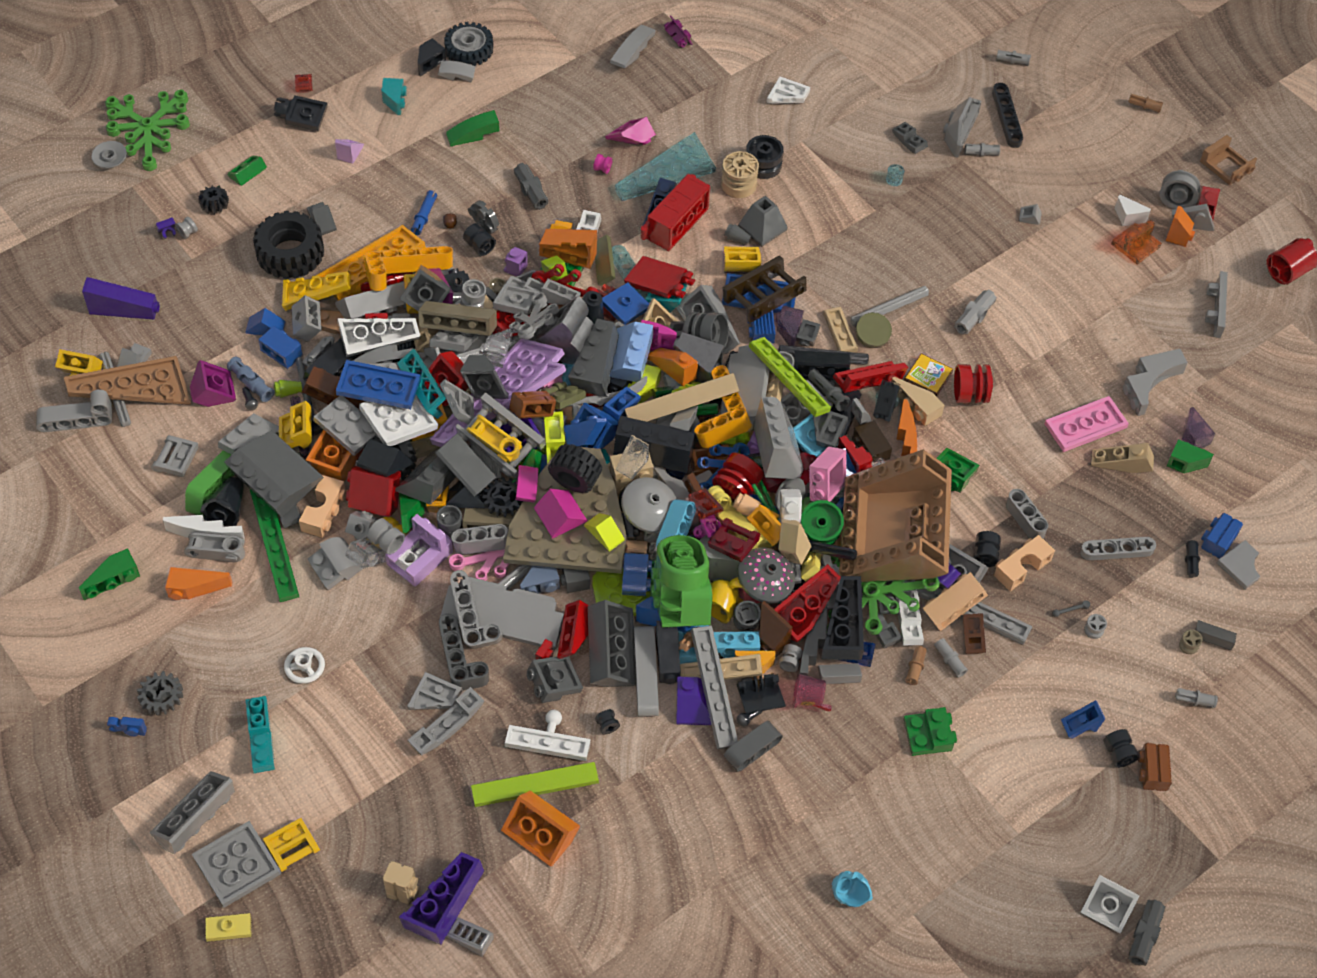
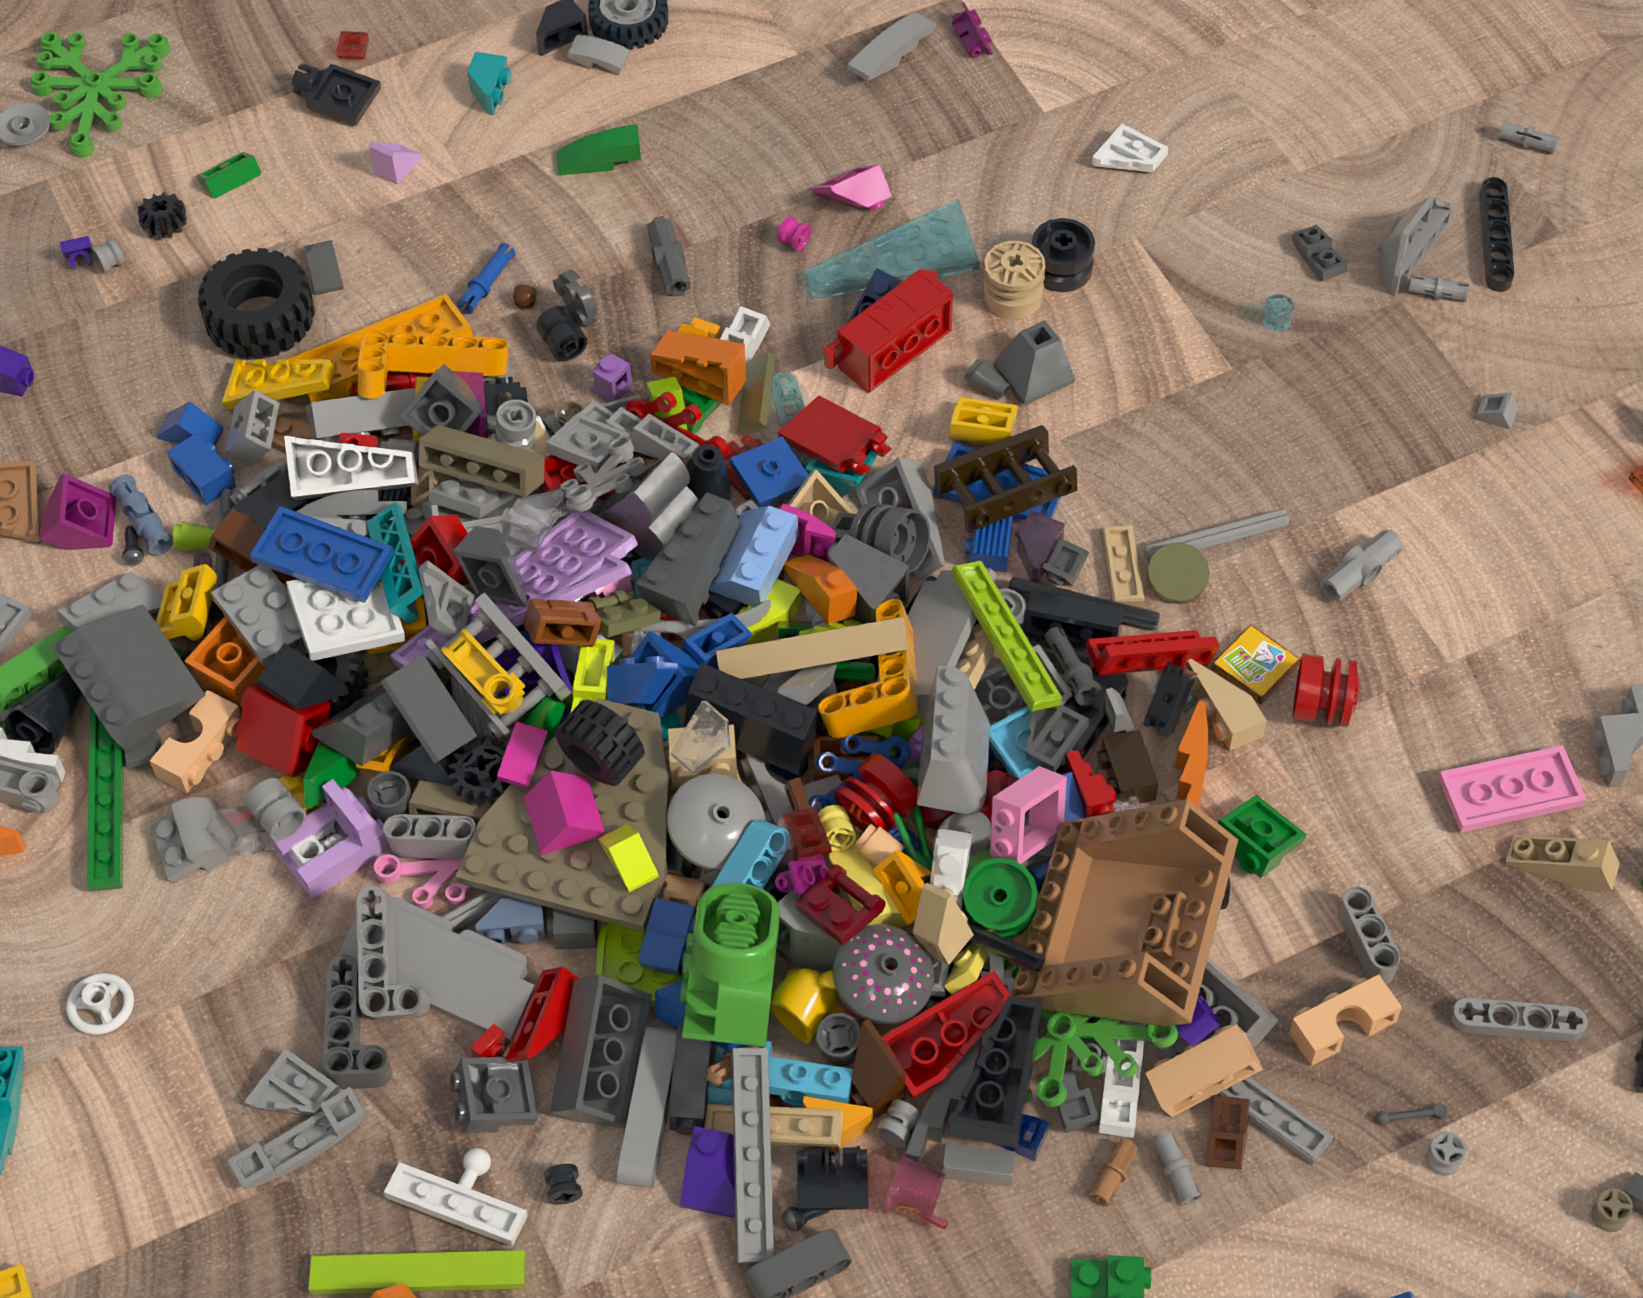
camera: 15 degrees right, 0 degrees up
(360, 523) = (243, 777): light grey brick -> none
(987, 548) = (1283, 984): black wheel -> none

